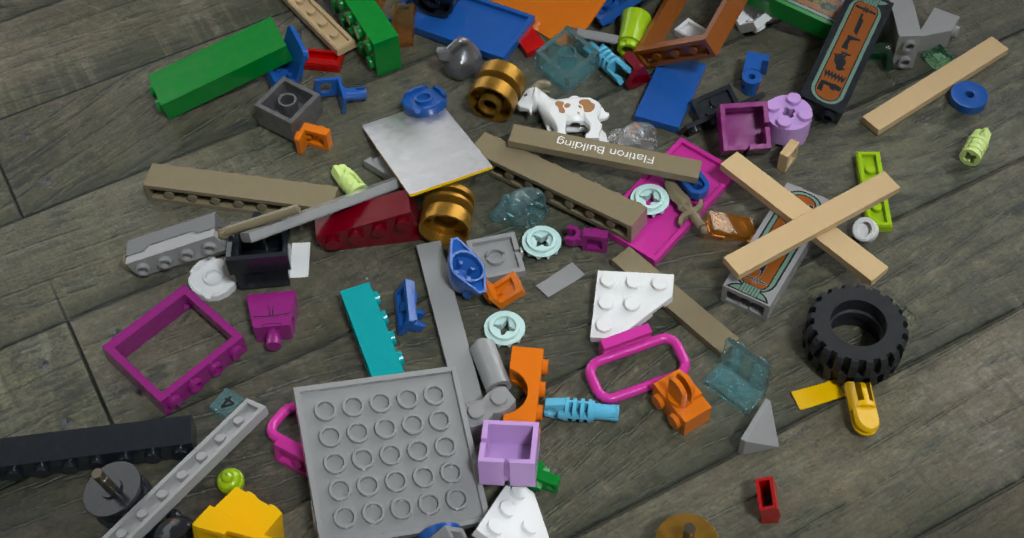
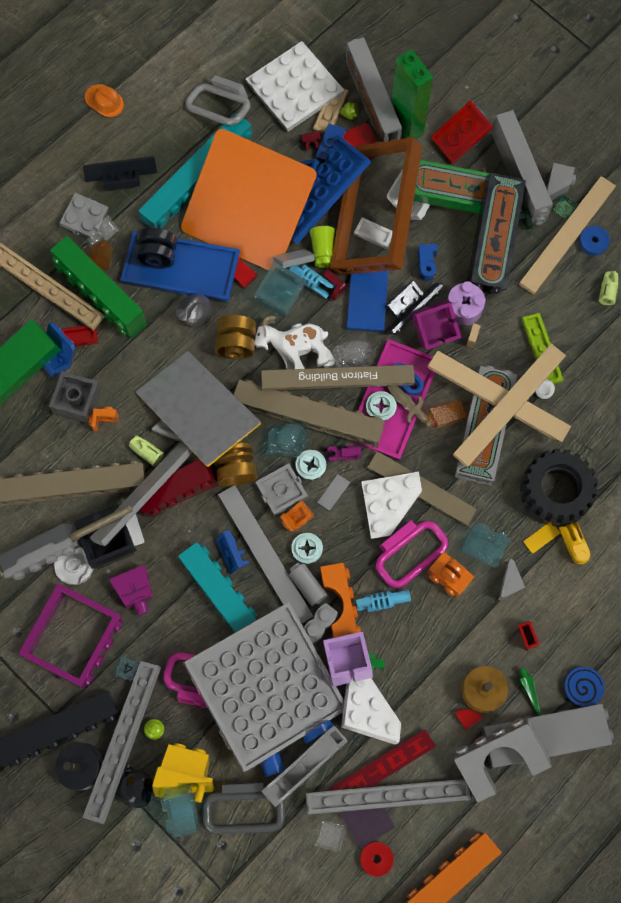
camera: 20 degrees left, 20 degrees up
(337, 89) = (111, 368): blue bracket -> none
(404, 23) = (135, 285): clear orange tile -> none
(424, 101) = (178, 357): blue tile -> none
(465, 270) = (266, 512): blue hat -> none

